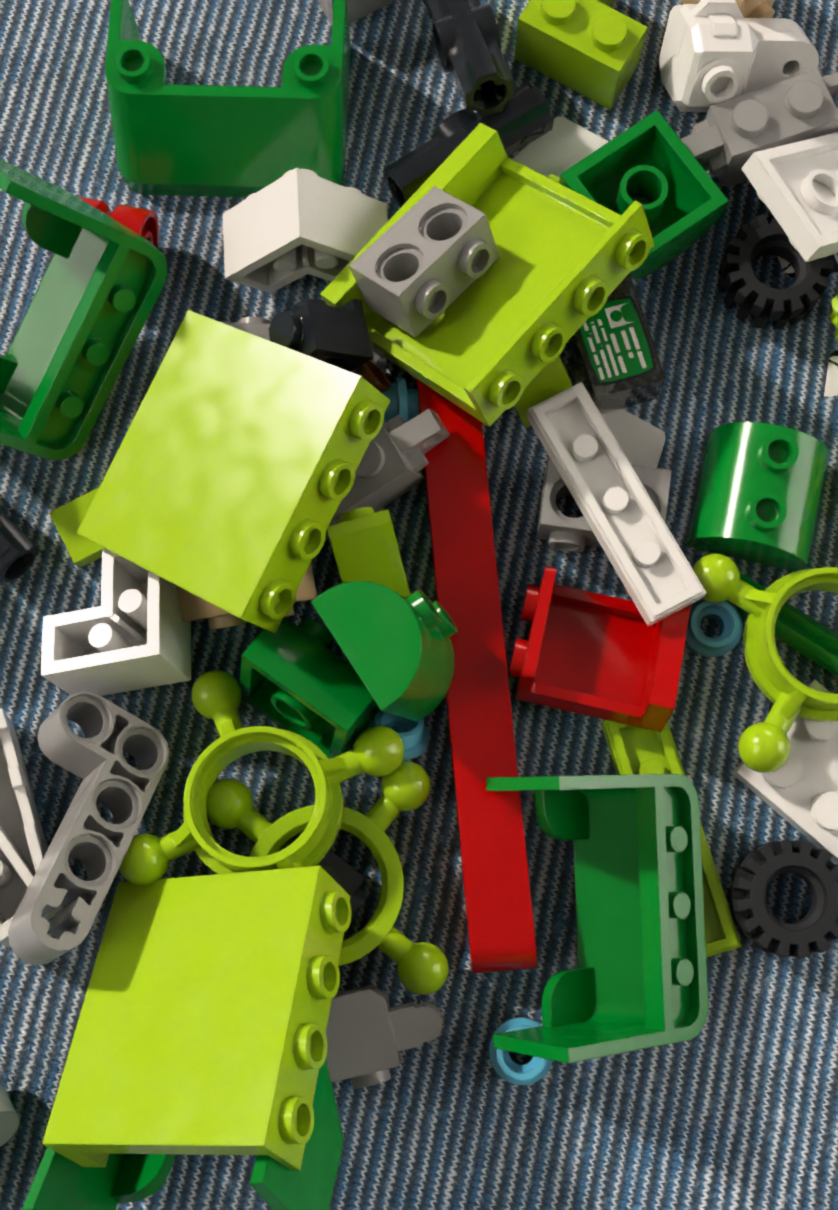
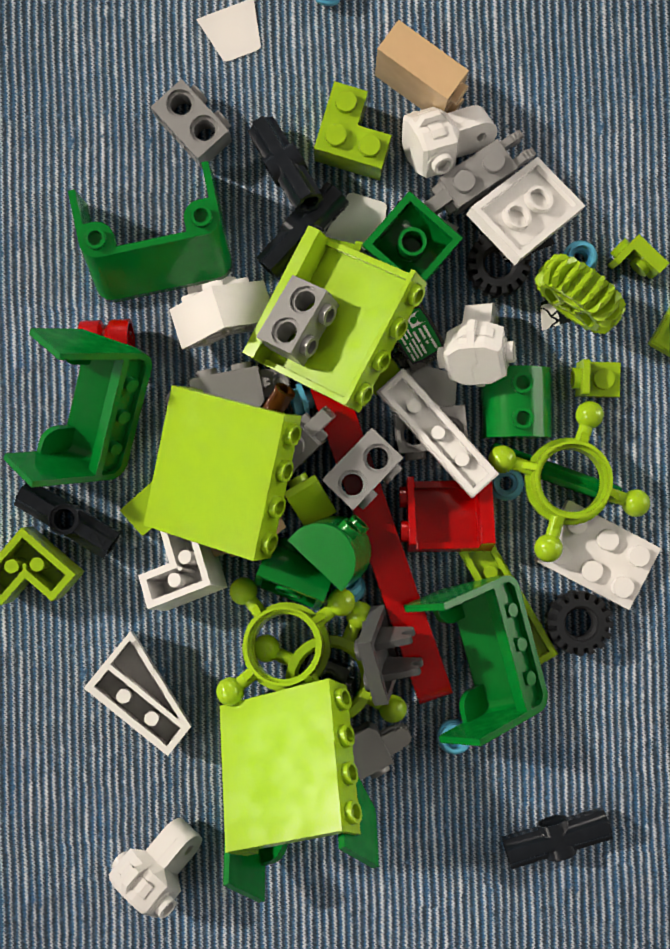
camera: 15 degrees left, 10 degrees up
(83, 831) = (193, 685): light grey beam -> none
(325, 332) = (252, 381): black brick -> none
(421, 859) = (380, 657): none -> dark grey plate
(461, 517) = (356, 463): none -> light grey brick
(712, 381) = (477, 348): none -> white piece

